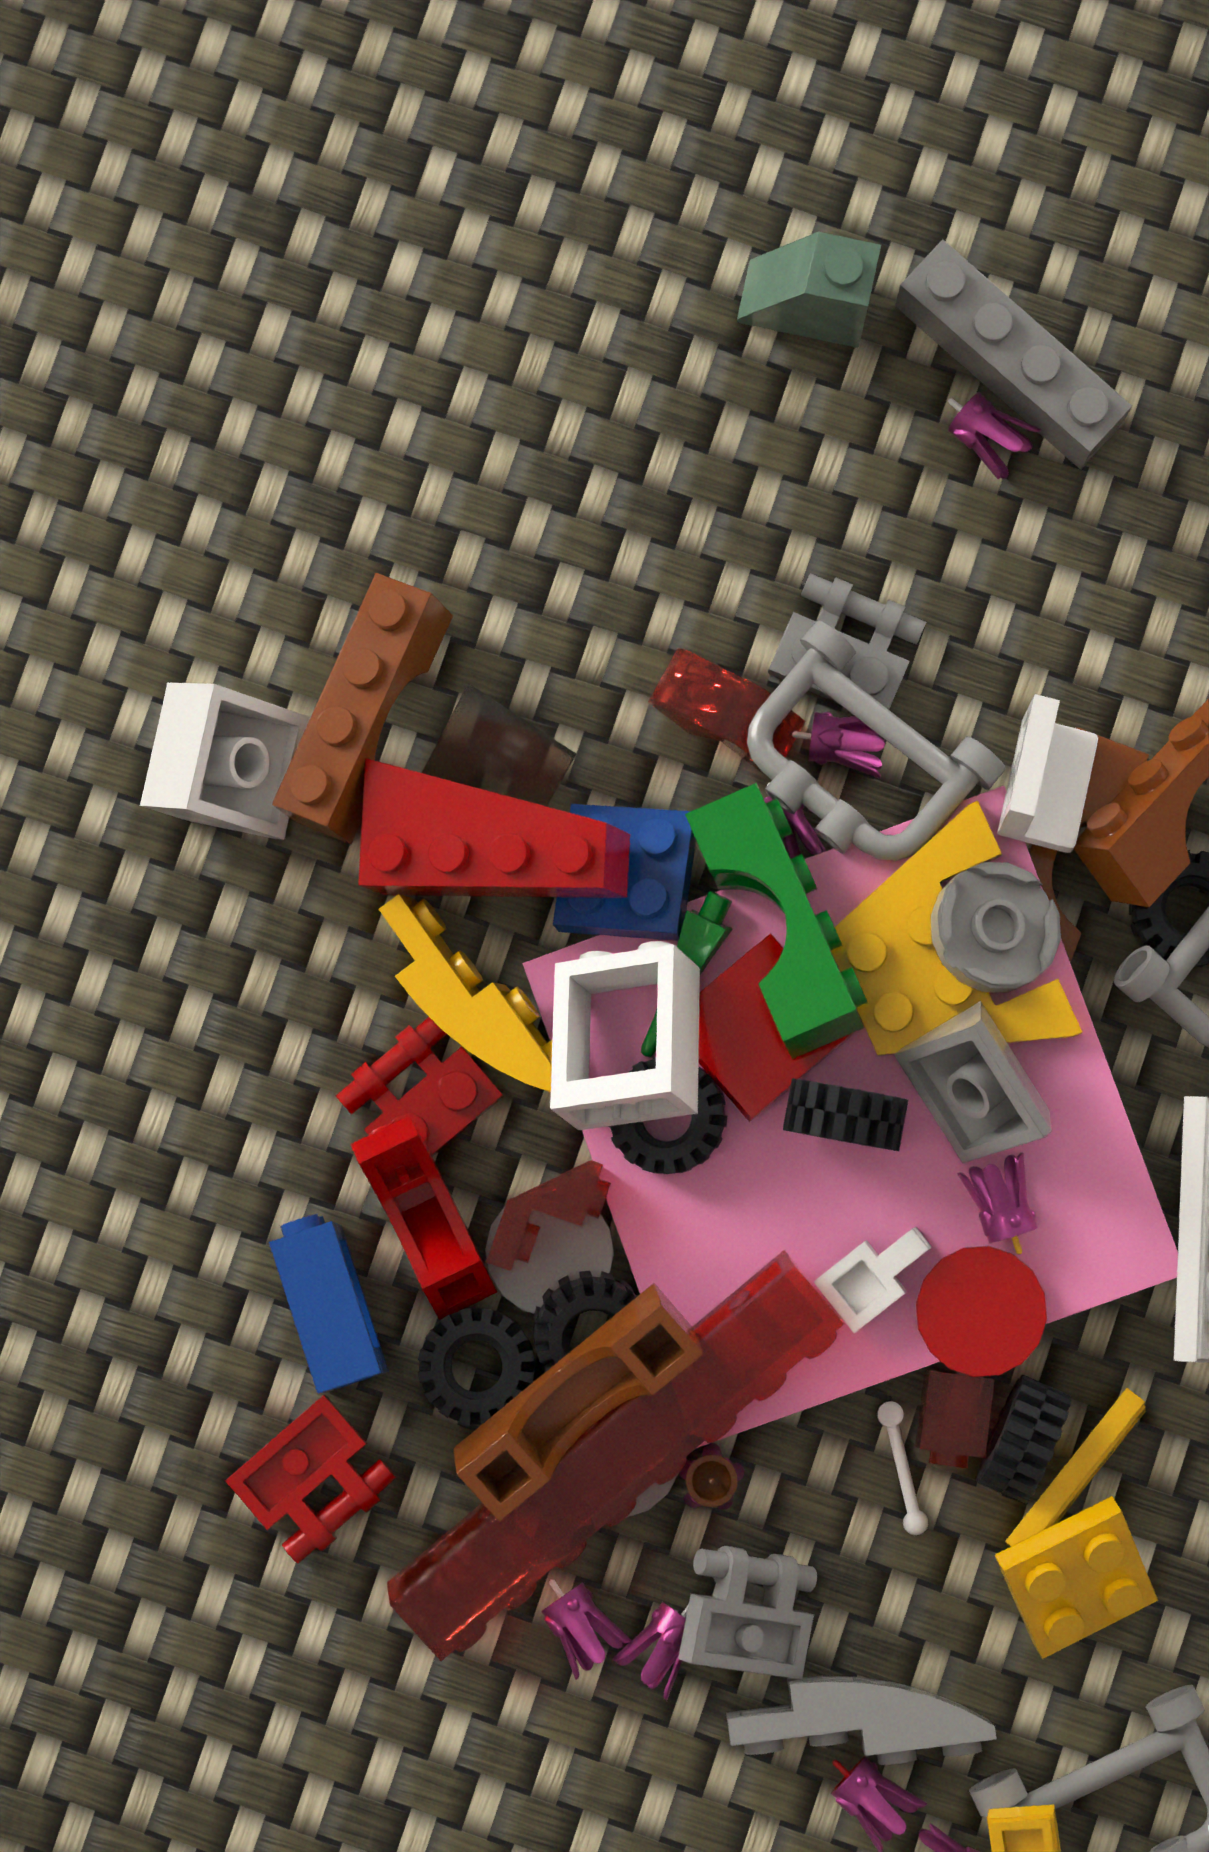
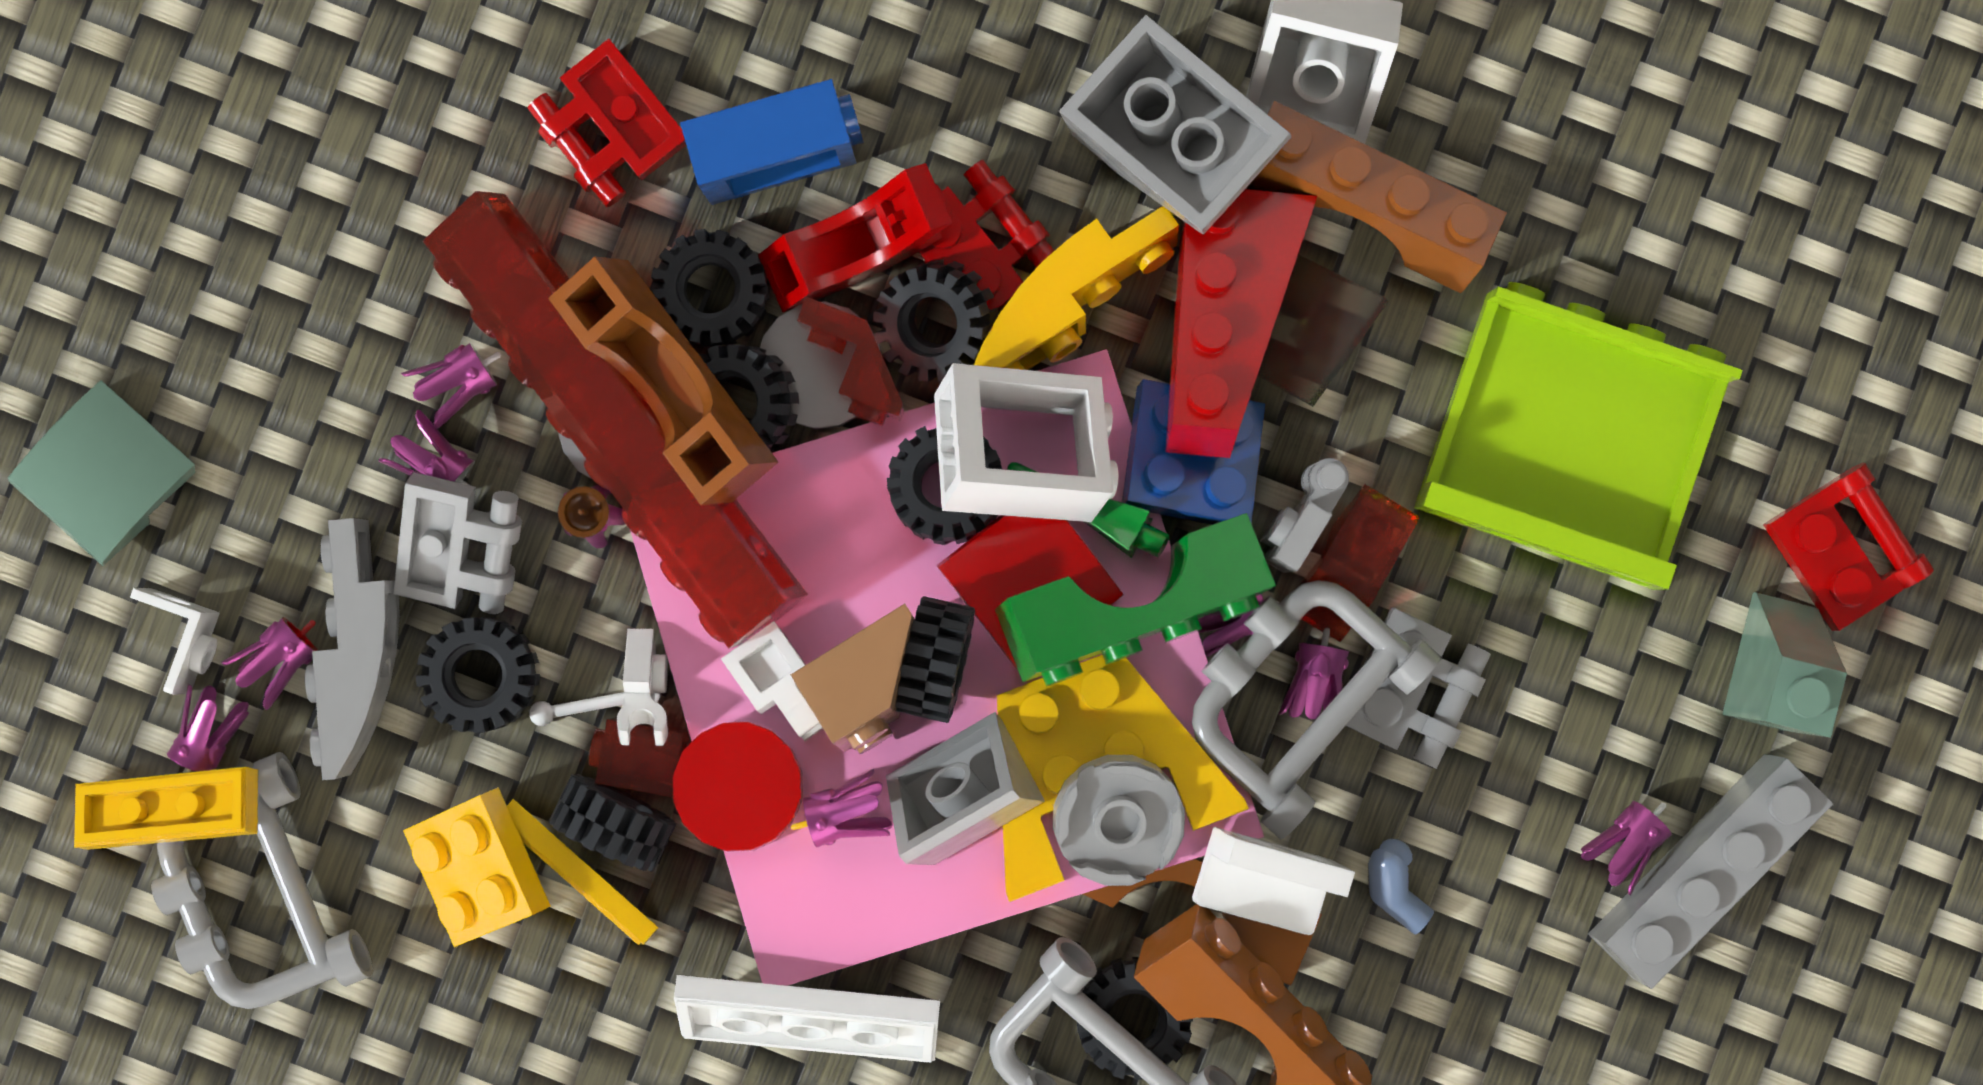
camera: 90 degrees right, 5 degrees up
(302, 902) = (1172, 126): none -> light grey slope
(527, 1160) = (899, 323): none -> black tyre
(590, 500) = (1575, 435): none -> lime panel
(699, 250) = (1831, 560): none -> red plate
(699, 764) = (1297, 529): none -> light grey plate
(873, 1187) = (858, 681): none -> medium nougat slope
(873, 1413) = (642, 678): none -> white plate
(920, 1587) = (440, 684): none -> black tyre
(1044, 663) = (1390, 882): none -> sand blue arm

